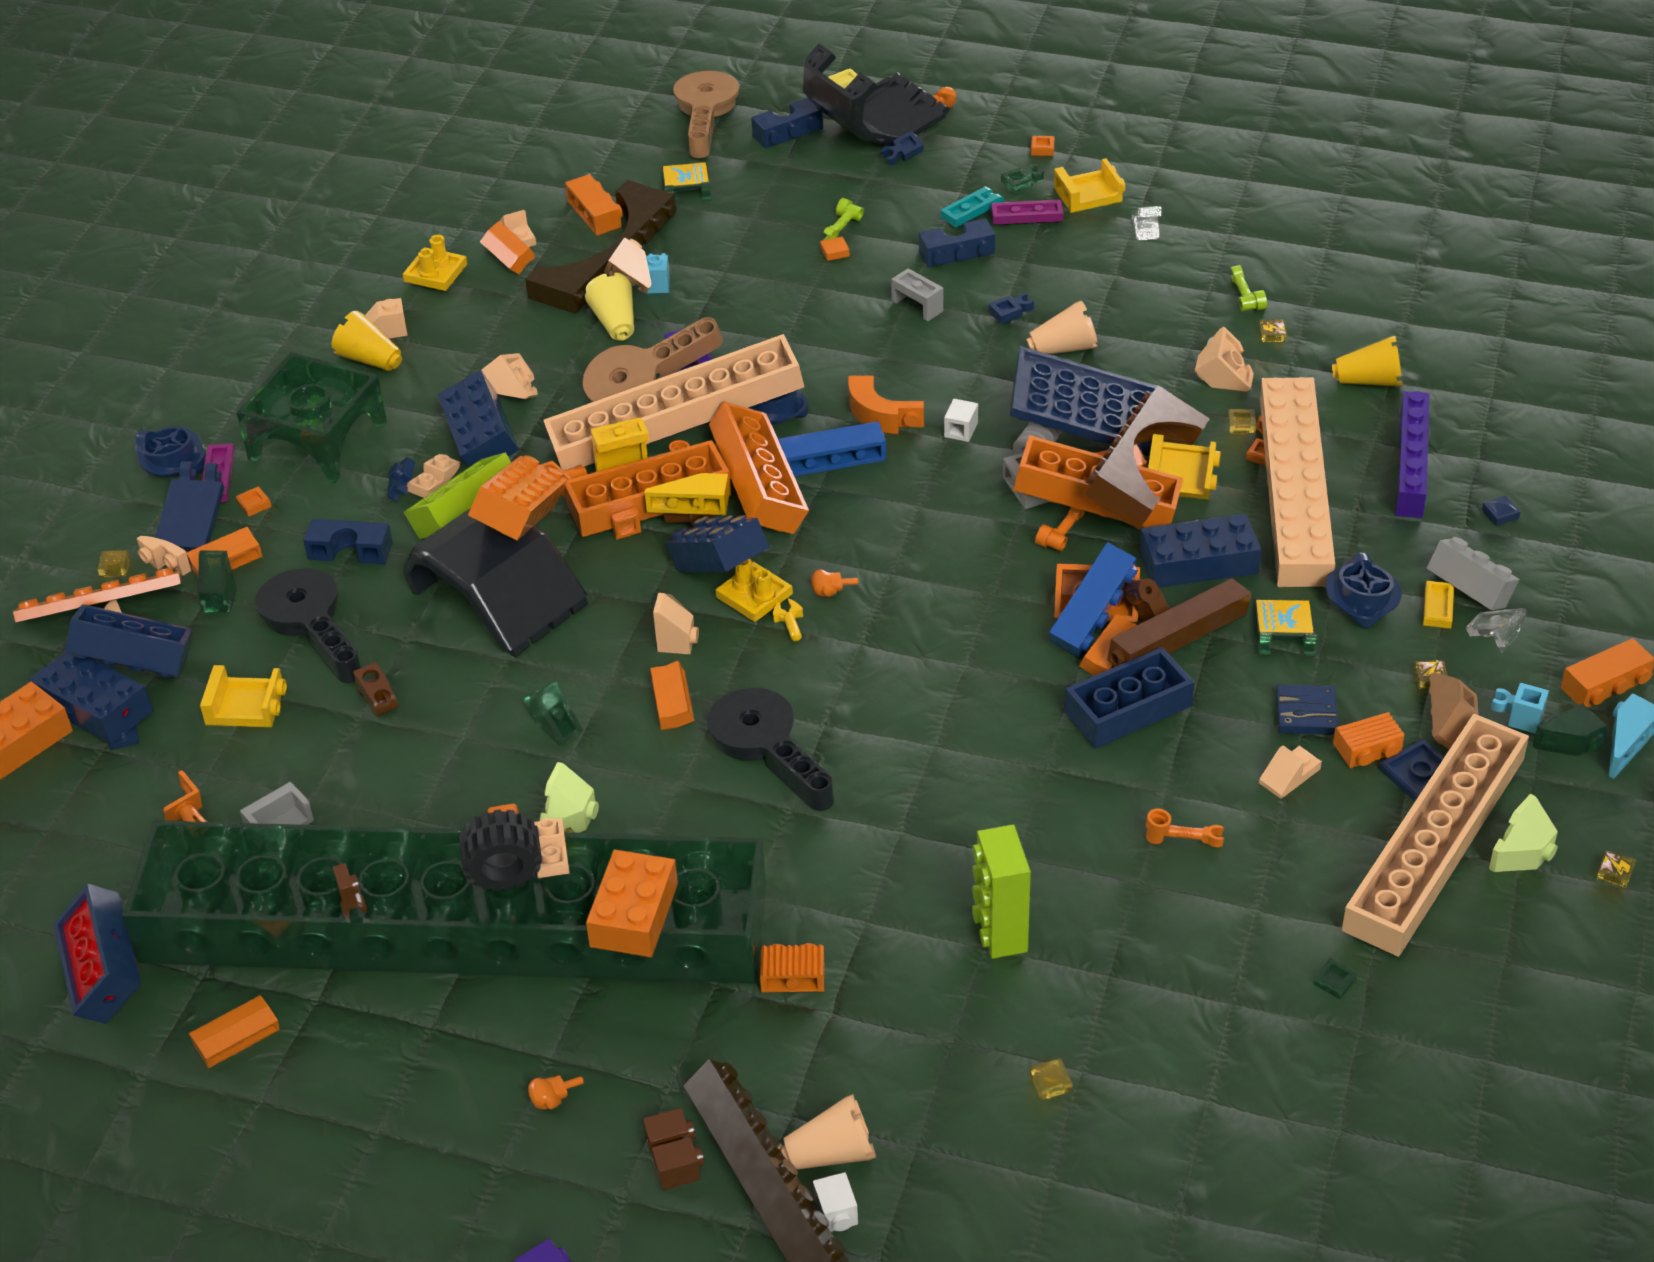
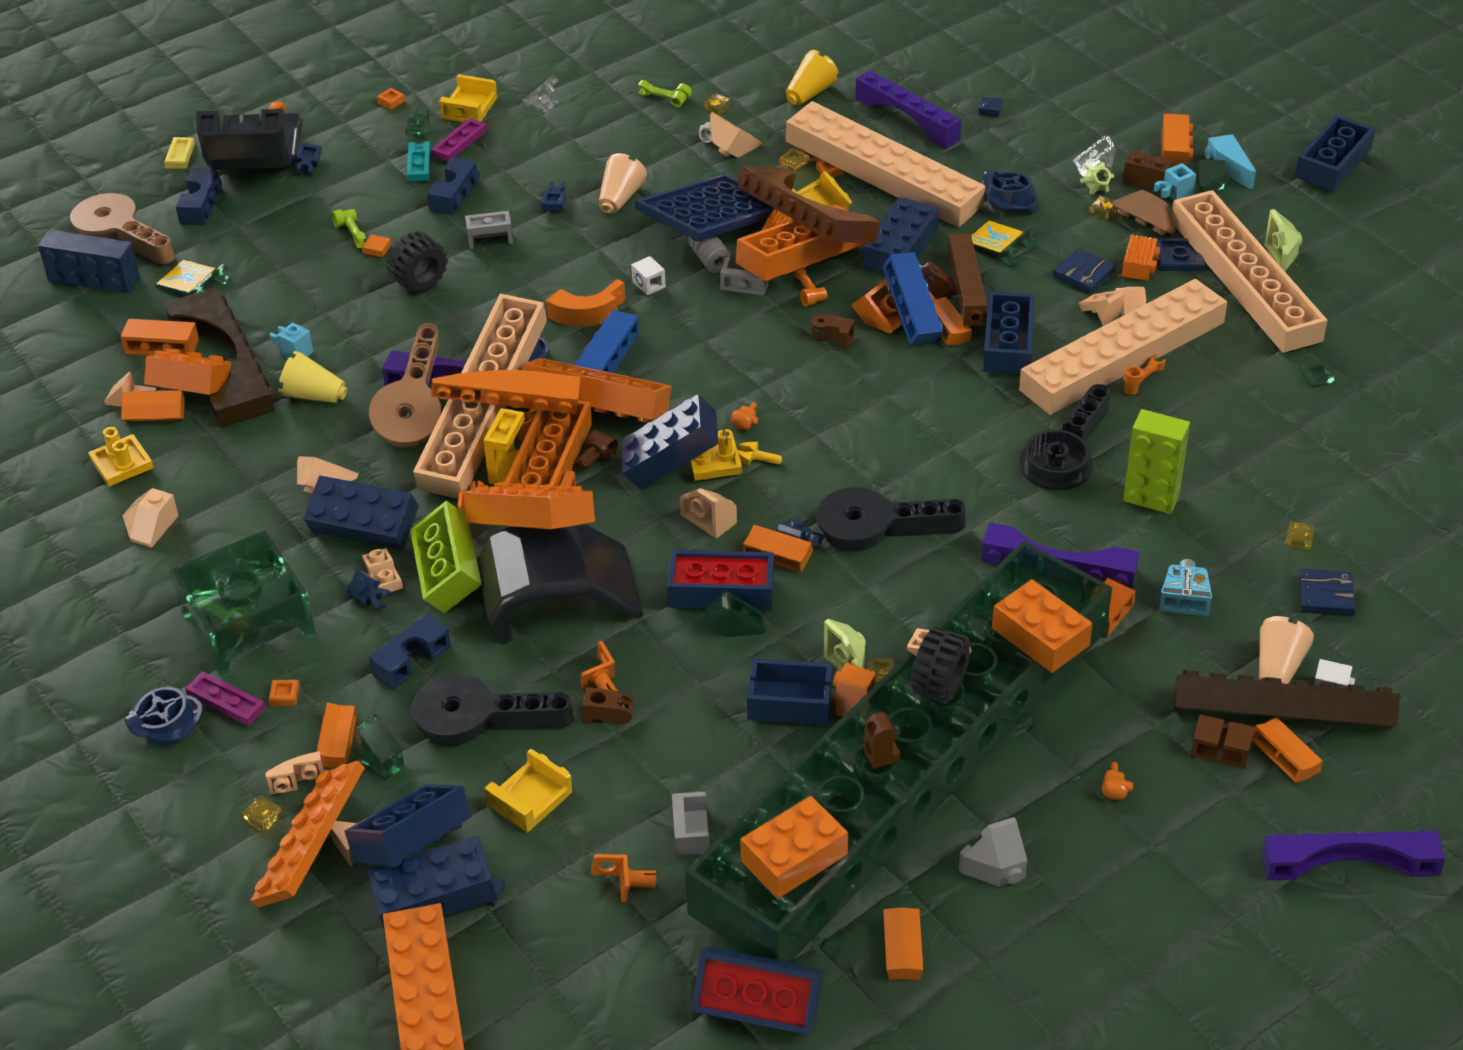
camera: 55 degrees left, 0 degrees up
(191, 507) = (259, 730): dark blue tile -> none
(213, 870) = (794, 846): none -> orange brick
(349, 890) = (901, 769): reddish brown plate -> none
(365, 343) = (178, 536): yellow cone -> none
(381, 862) = (879, 740): none -> reddish brown leg
(381, 1044) = (997, 856): none -> light grey slope
(411, 666) = (602, 673): none -> orange bracket
(481, 789) = (789, 691): none -> dark blue piece
(553, 236) = (187, 371): none -> orange brick
(587, 677) = (703, 575): none -> brick
(632, 262) = (284, 339): light nougat slope -> none
(637, 116) = (89, 261): none -> dark blue brick
(677, 413) = (512, 388): none -> orange slope
(690, 495) = (597, 429): yellow slope -> none
(701, 694) = (796, 529): none -> dark blue plate
(705, 1211) = (1287, 750): none -> orange piece
(819, 262) = (417, 262): none -> black tyre
(854, 942) = (1112, 563): none -> dark purple arch
(873, 1018) = (1186, 590): none -> medium azure torso
(980, 1141) = (1326, 591): none -> dark blue tile
(1013, 577) = (833, 329): none -> reddish brown leg
(1037, 822) = (1067, 446): none -> black beam
(1208, 794) = (1125, 342): none -> light nougat brick
(1254, 750) = (1106, 304): none -> light nougat slope
(1438, 604) = (1046, 173): yellow tile -> none
(1472, 646) = (1097, 178): none -> yellowish green rock
(1473, 573) = (1043, 141): light grey brick -> none
(1520, 665) = (1145, 171): none -> reddish brown piece
(1616, 868) = (1327, 224): clear yellow tile -> none

